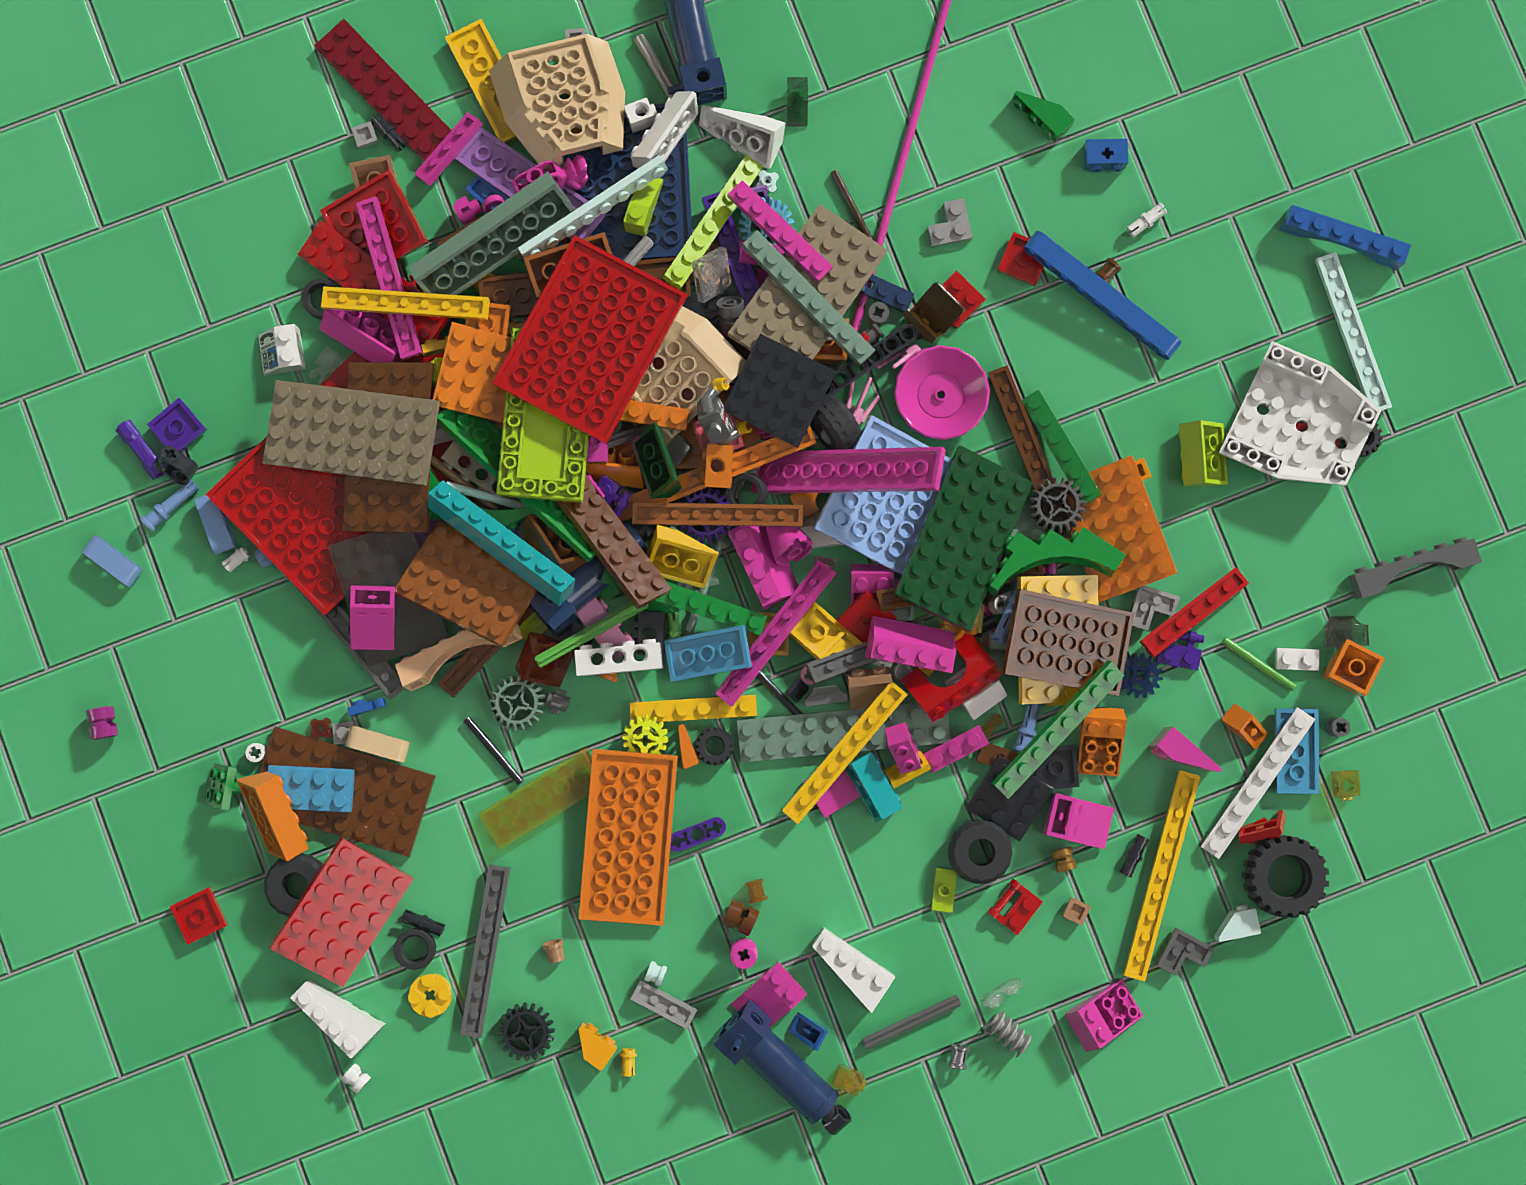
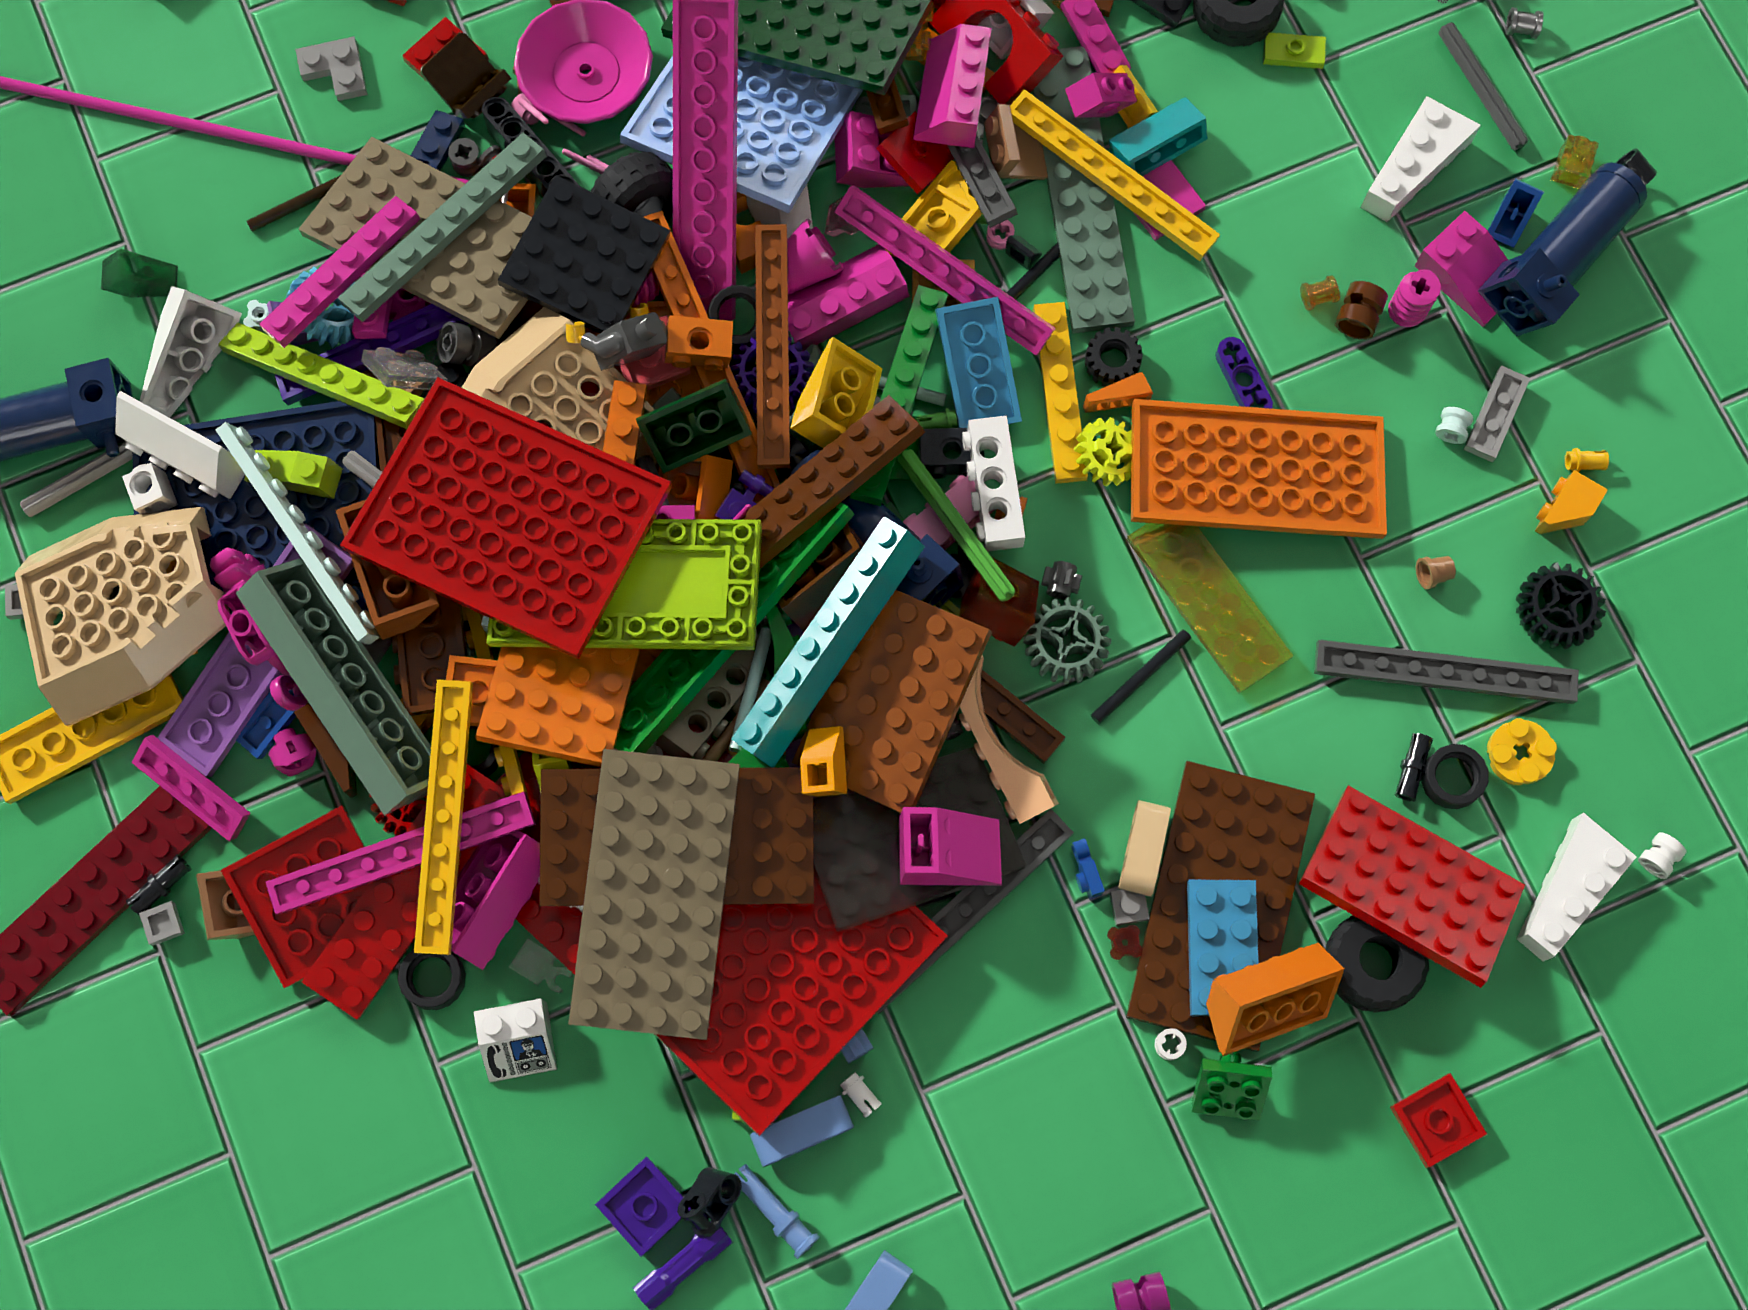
camera: 90 degrees left, 10 degrees down
(426, 538) = (824, 762): none -> light orange slope
(825, 695) = (1031, 210): dark grey slope -> none

